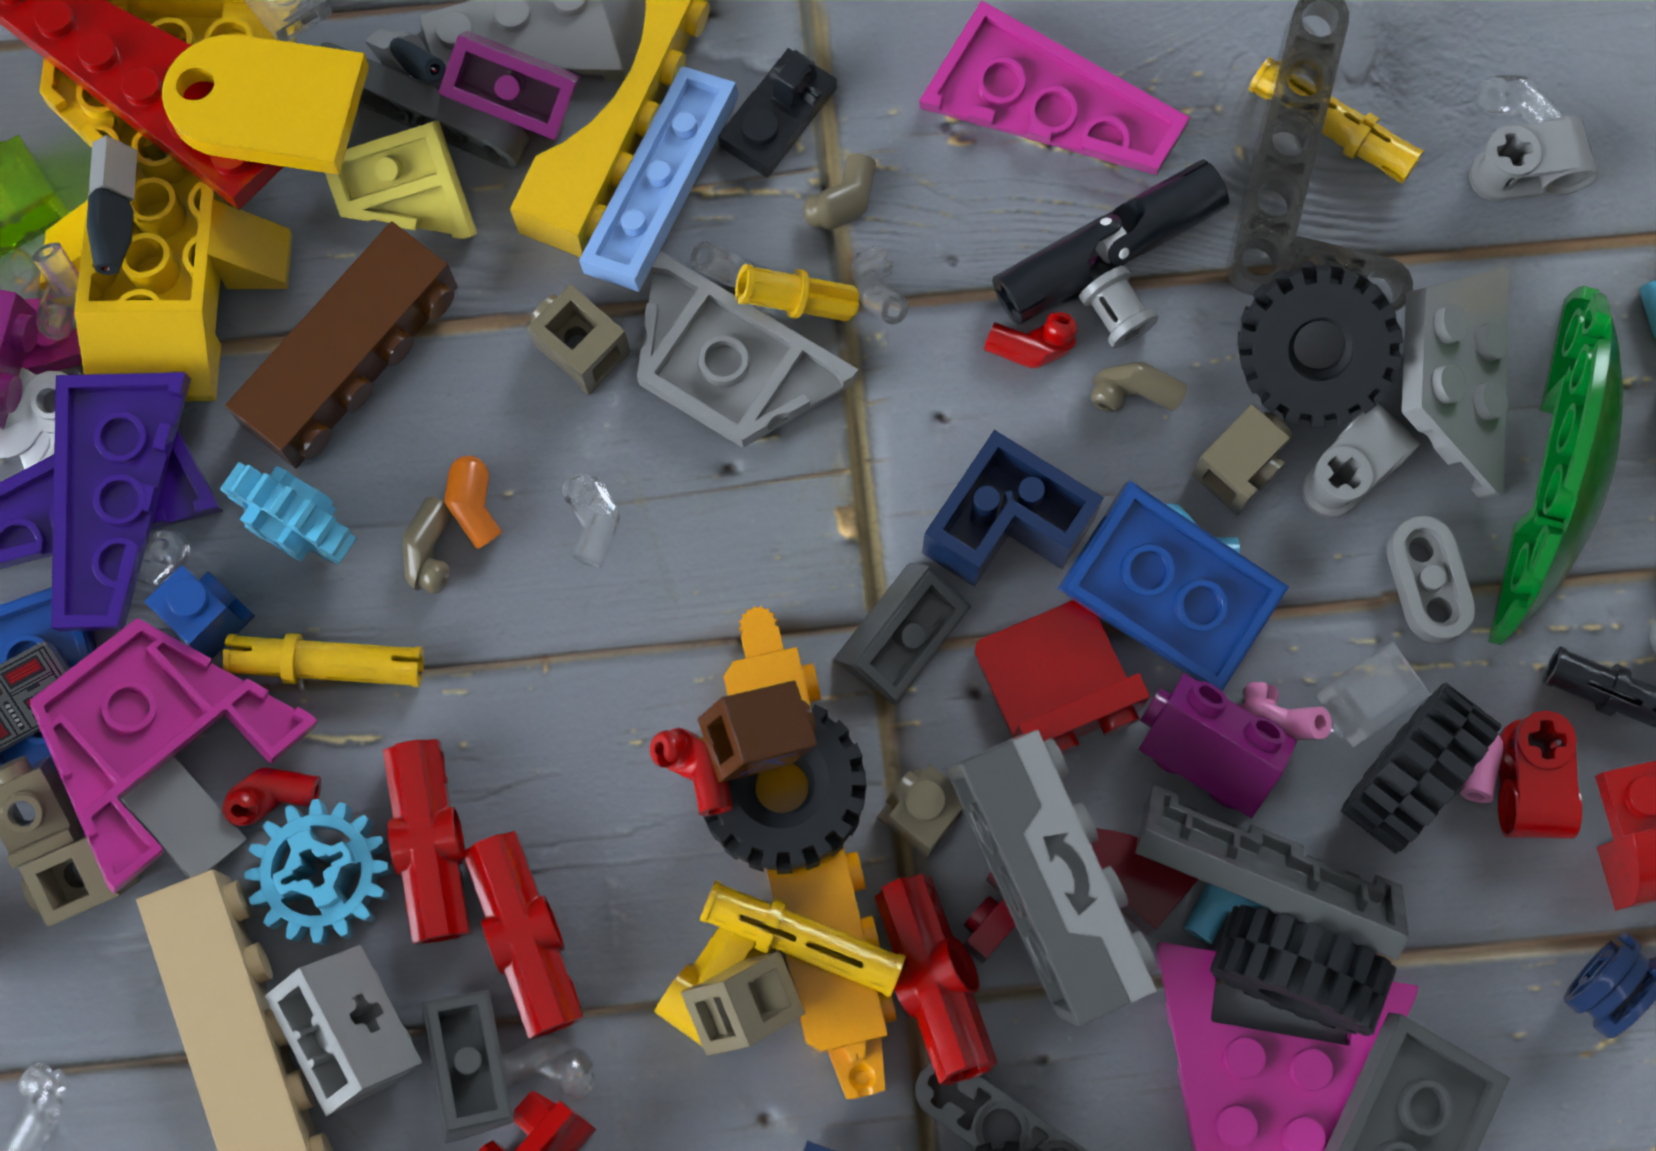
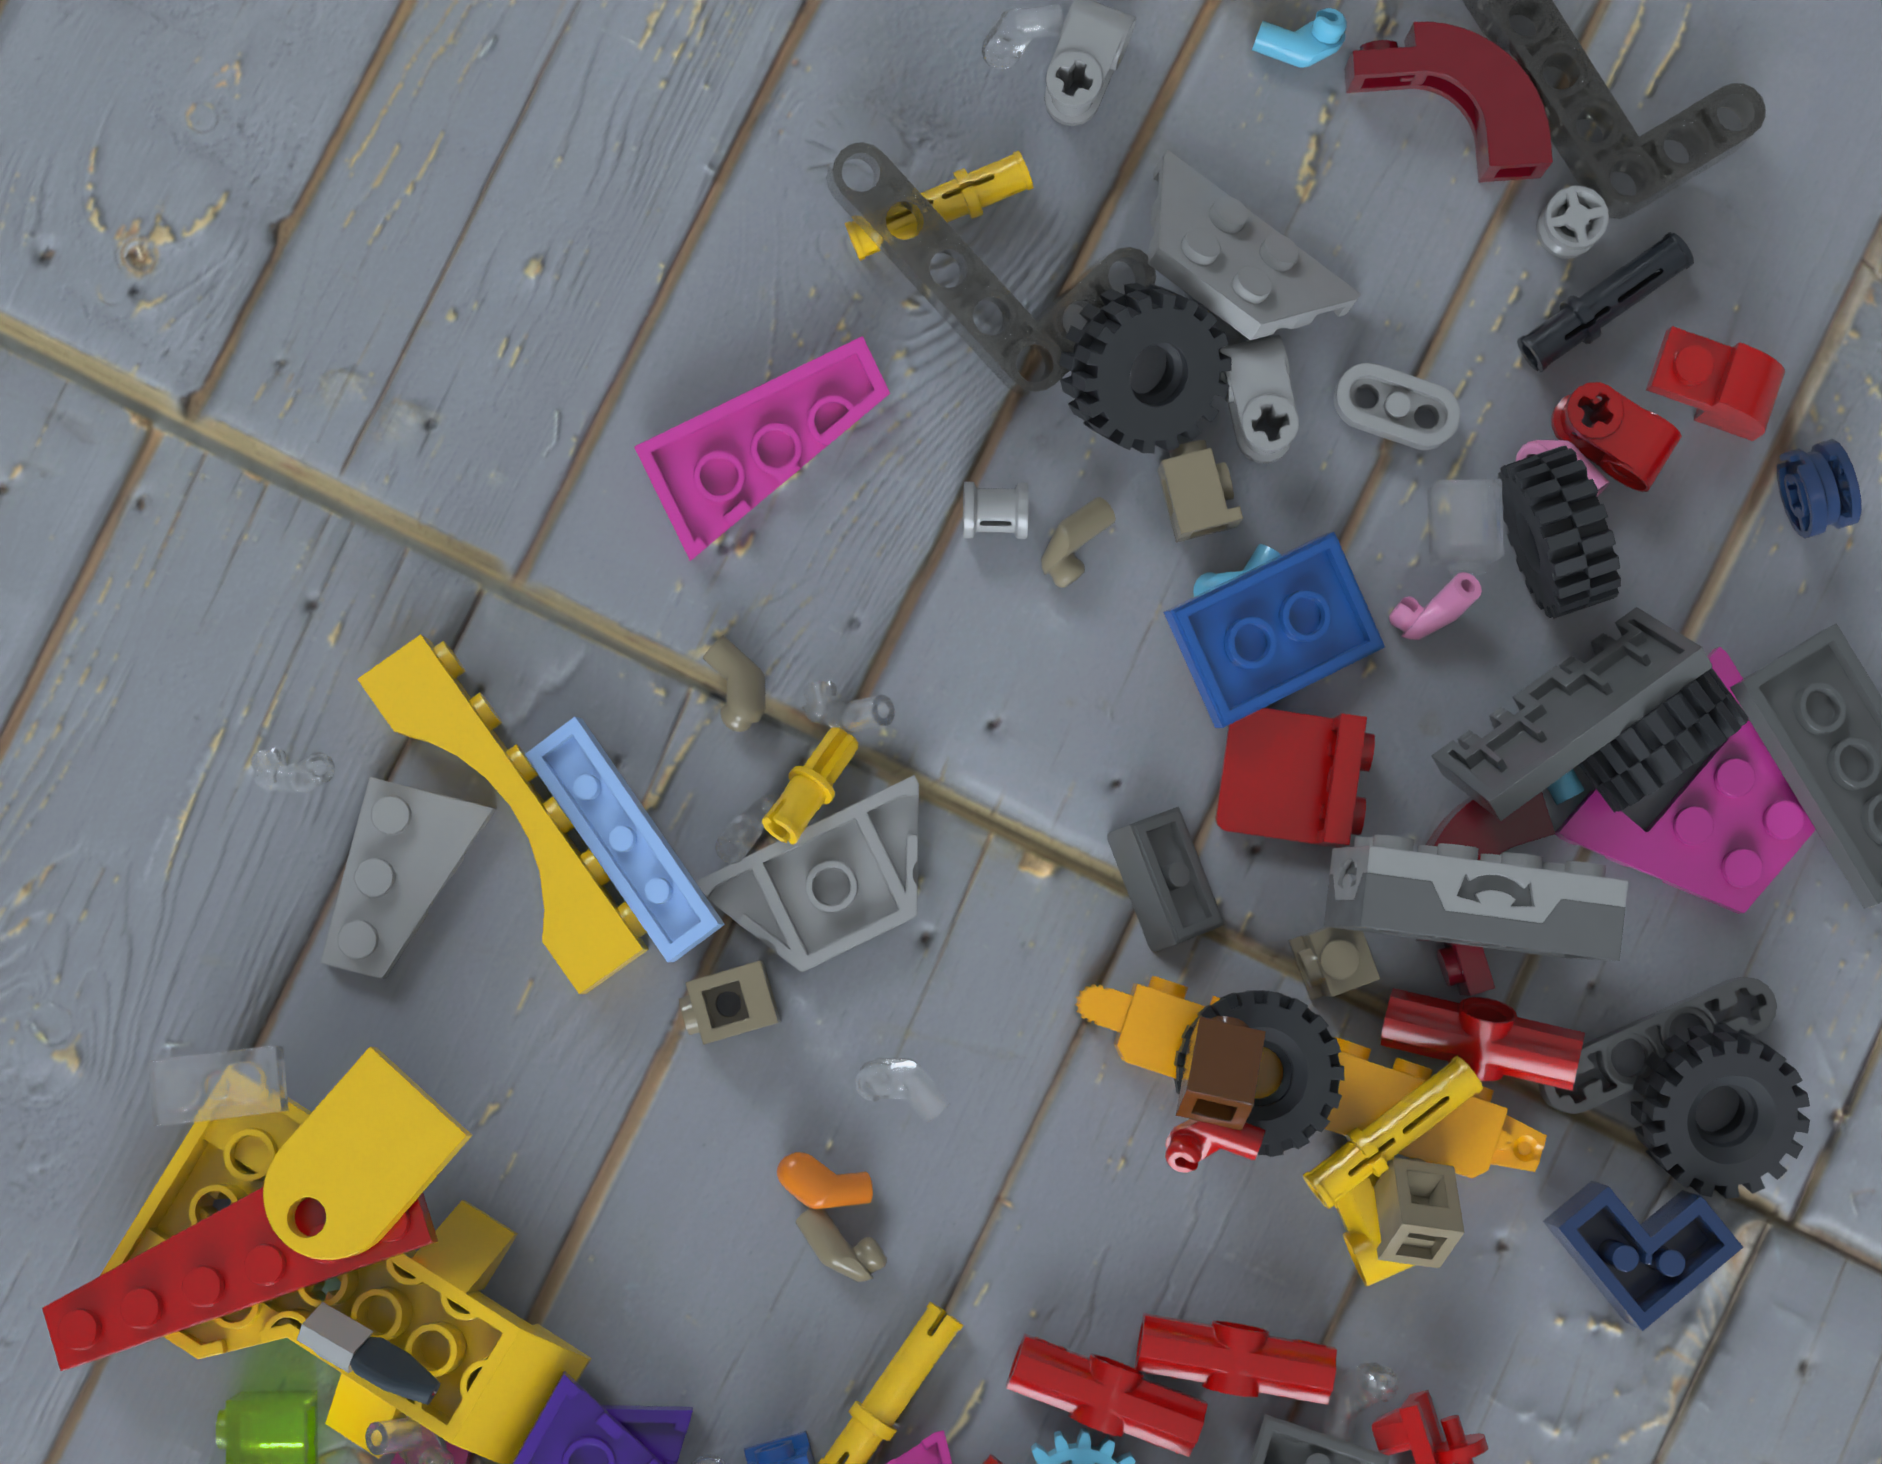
camera: 60 degrees left, 10 degrees up
(288, 513) = (750, 1354): medium azure gear -> none
(344, 346) = (610, 1216): reddish brown brick -> none
(405, 182) = (487, 1067): light yellow wing -> none
(406, 54) = (358, 999): piece -> none
(419, 103) = (416, 1012): dark grey beam -> none
(509, 84) = (456, 923): magenta brick -> none
(777, 112) = (618, 692): black hinge -> none
(1013, 496) = (1109, 725): dark blue brick -> none
(1037, 347) = (984, 602): red arm -> none
(1117, 237) = (929, 497): black piece -> none
(1216, 744) = (1430, 682): magenta brick -> none
(1578, 461) = (1377, 217): green brick -> none

